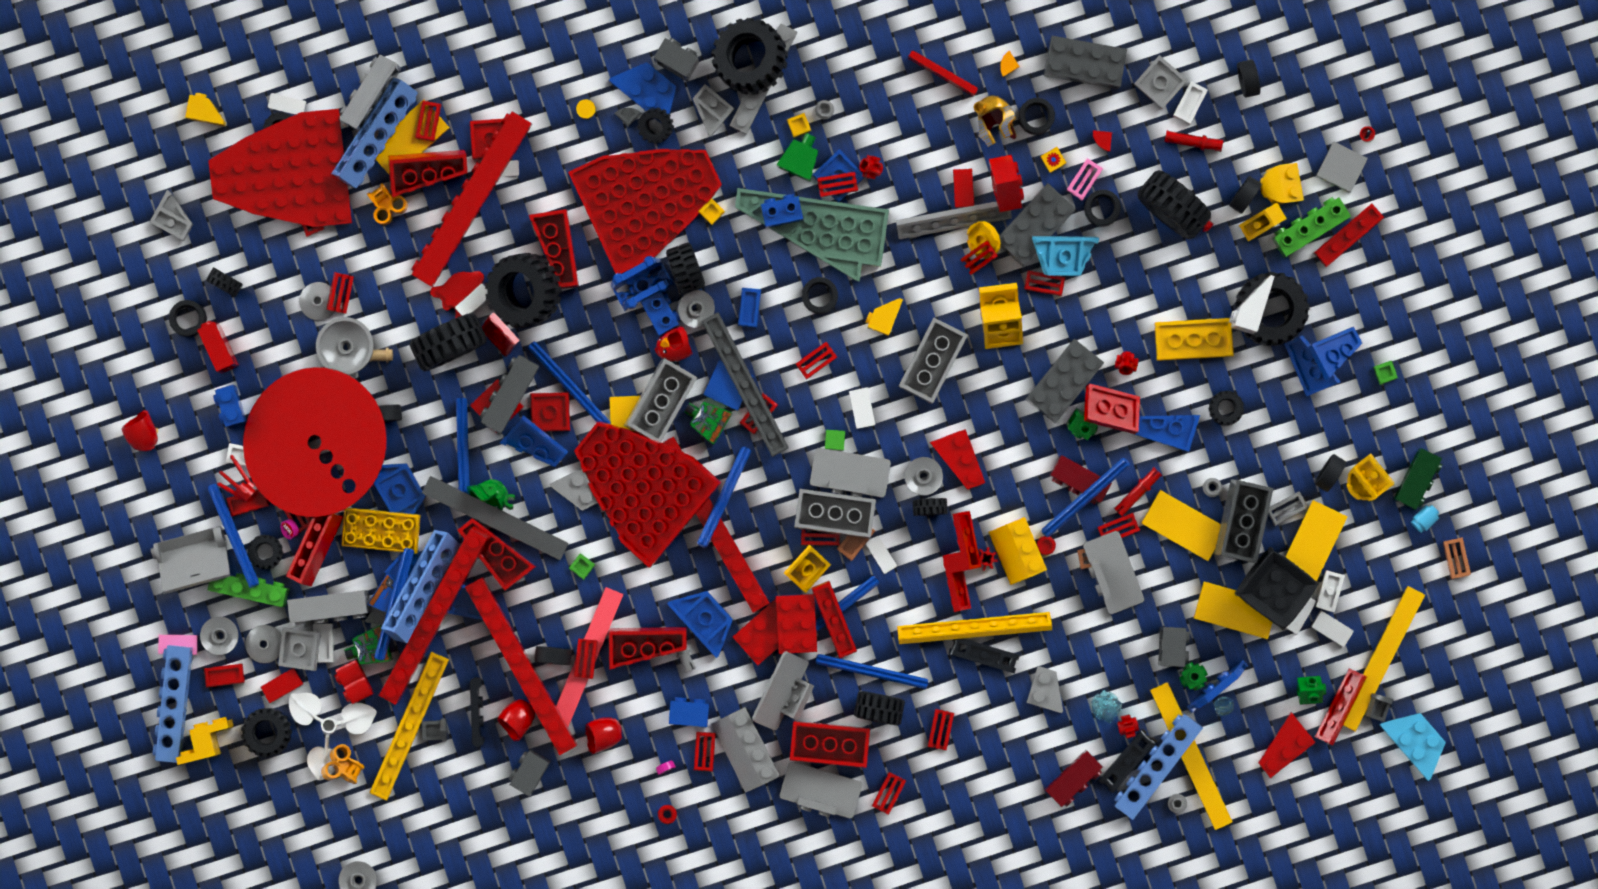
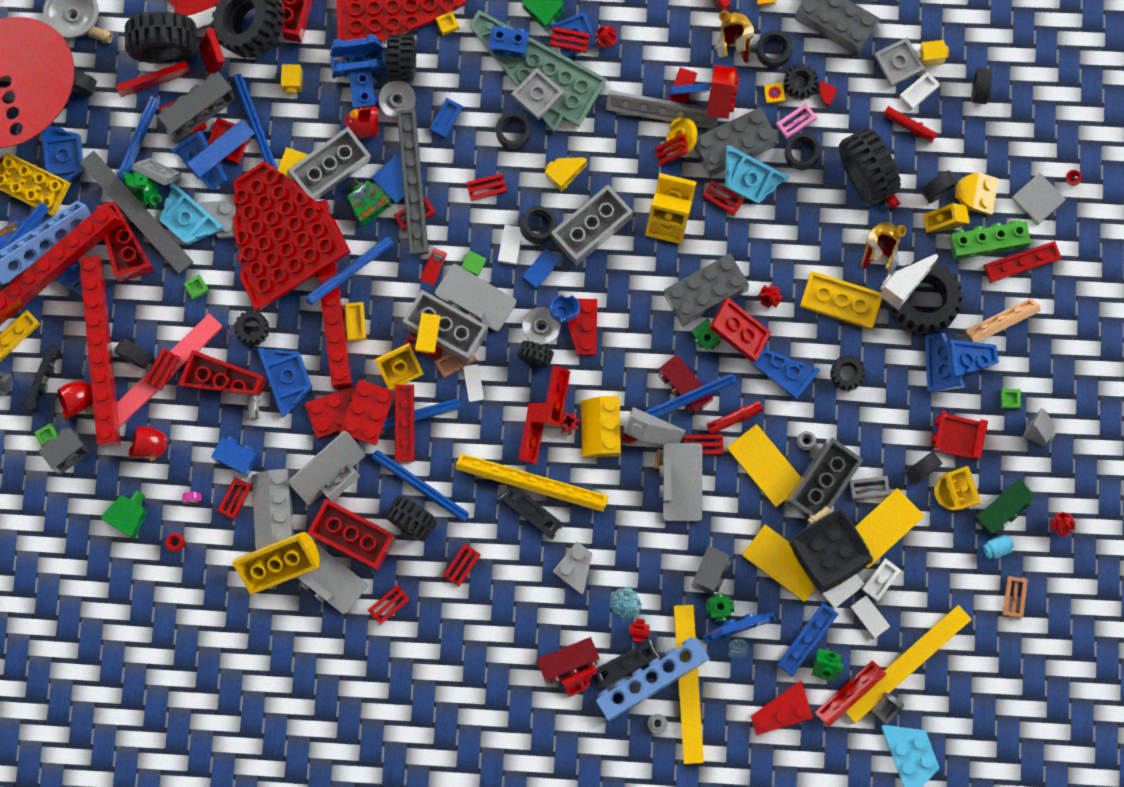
camera: 30 degrees right, 10 degrees down
(452, 380) = (153, 79): none -> red tile
(498, 471) = (156, 171): none -> light grey tile
(504, 763) = (46, 433): none -> bright green tile
(544, 503) = (187, 217): none -> medium azure wing
(550, 426) = (220, 149): none -> blue tile
(586, 328) = (291, 78): none -> yellow brick
(612, 806) = (126, 514): none -> green torso
(664, 585) = (243, 320): none -> black tyre
(746, 540) = (355, 321): none -> yellow tile
(774, 798) = (277, 562): none -> yellow brick
(797, 456) = (433, 266): none -> red sticker
(824, 529) = (428, 333): none -> yellow tile
(829, 252) = (537, 93): none -> light grey plate
(890, 368) = (541, 212): none -> black tyre
(900, 419) = (541, 268): none -> blue tile
(940, 453) = (564, 308): none -> blue hair
(974, 193) = (689, 89): none -> blue tile
(1065, 535) = (651, 429): none -> light grey slope
(1074, 150) = (800, 71): none -> black tyre
(1091, 794) = (579, 681): none -> red tile
(1190, 60) = (933, 53): none -> yellow brick
(1214, 265) = (885, 240): none -> piece
(1254, 560) = (825, 511): none -> tan pin
(1283, 672) = (807, 639): none -> blue tile
(1351, 301) = (1002, 320): none -> light nougat tile
(1351, 427) = (959, 436): none -> red panel
(1423, 393) = (1040, 428): none -> light grey slope
(1476, 474) = (1062, 524): none -> red gear

